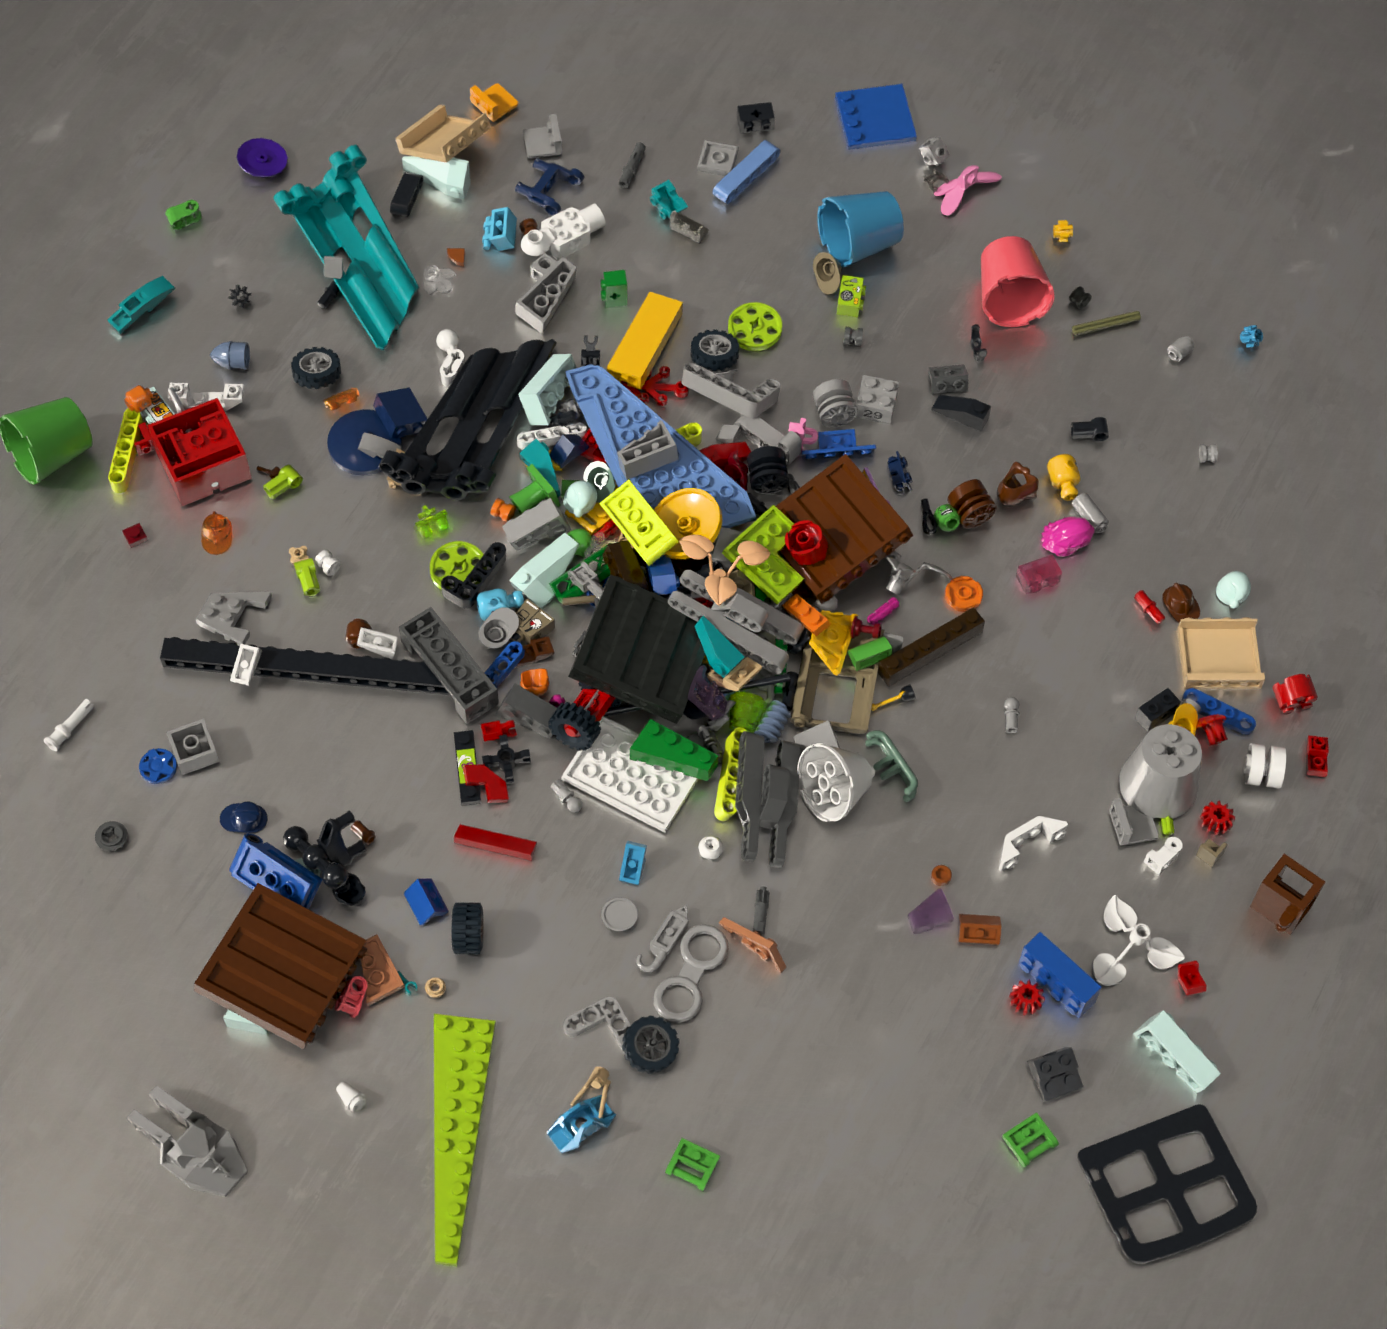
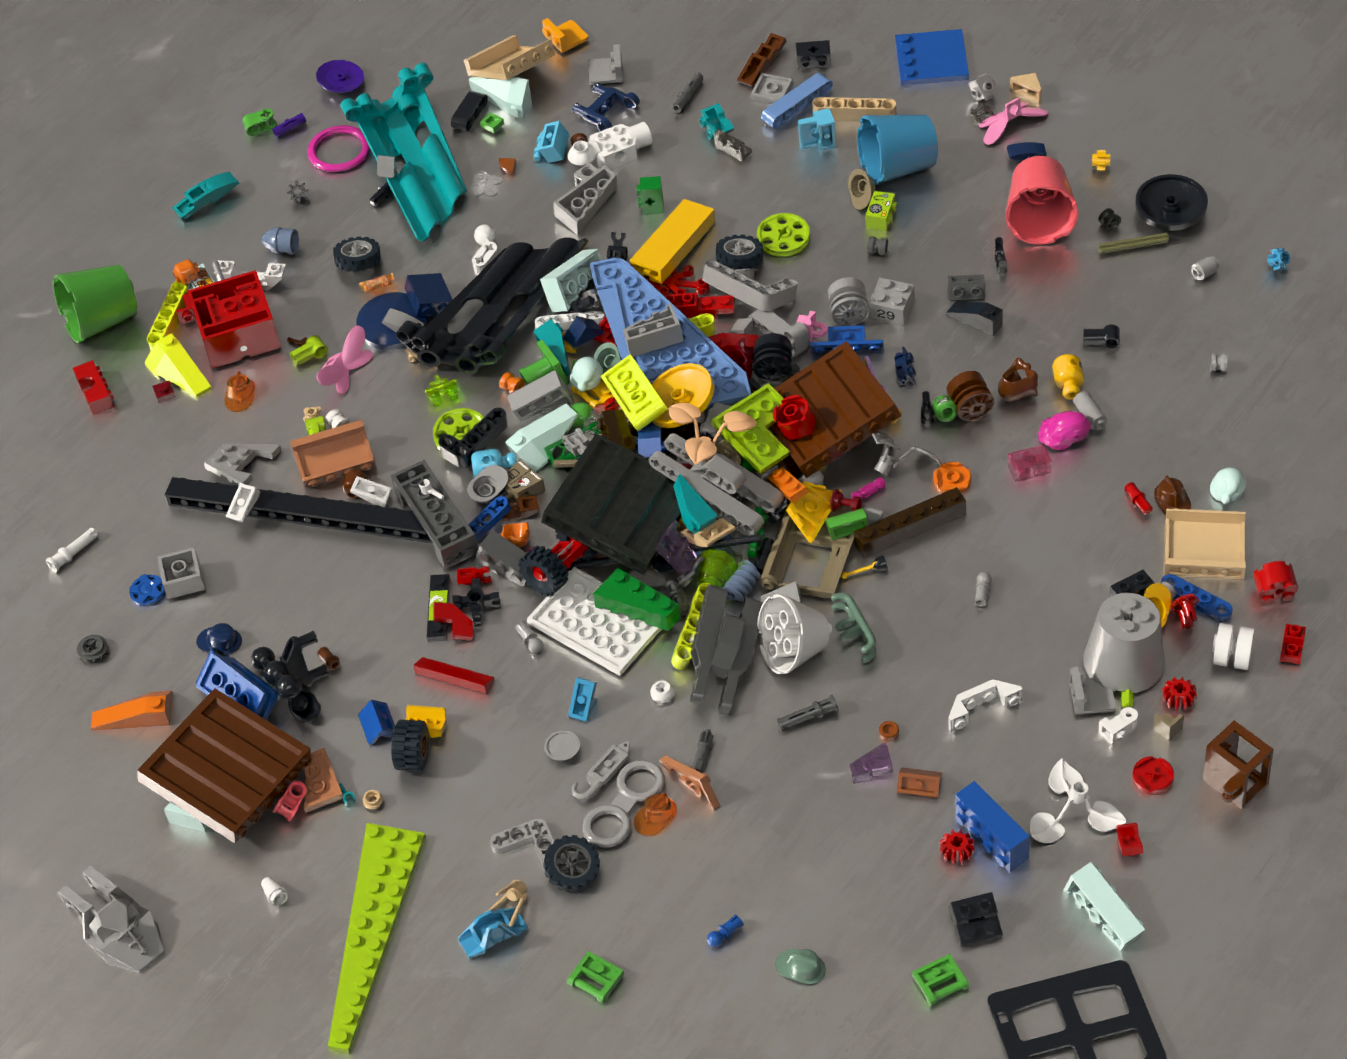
camera: 15 degrees right, 10 degrees down
(66, 546) = (89, 378): none -> red arch
(139, 502) = (174, 364): none -> neon yellow wedge
(175, 904) = (142, 711): none -> orange wedge
(216, 216) = (289, 125): none -> dark purple pin
(277, 265) = (343, 166): none -> dark pink wedge
(329, 488) = (338, 366): none -> bright pink piece
(330, 602) = (332, 453): none -> nougat panel
(433, 207) = (492, 122): none -> bright green plate
(440, 642) = (427, 489): none -> white hand
(477, 893) = (433, 716): none -> yellow bracket
(681, 414) = (693, 306): none -> red slope
(703, 125) = (761, 60): none -> reddish brown slope
(723, 983) = (654, 814): none -> clear orange piece
(775, 208) = (817, 130): none -> medium azure brick
(805, 1113) = (715, 938): none -> blue pin
(807, 180) = (854, 108): none -> tan beam
(868, 858) = (817, 710): none -> dark grey pin
(891, 1135) = (801, 966): none -> sand green piece
(977, 149) = (1026, 86): none -> tan slope
(984, 222) = (1022, 151): none -> dark blue slope
(1139, 277) = (1171, 202): none -> black dish
(1202, 905) = (1153, 775): none -> red tile

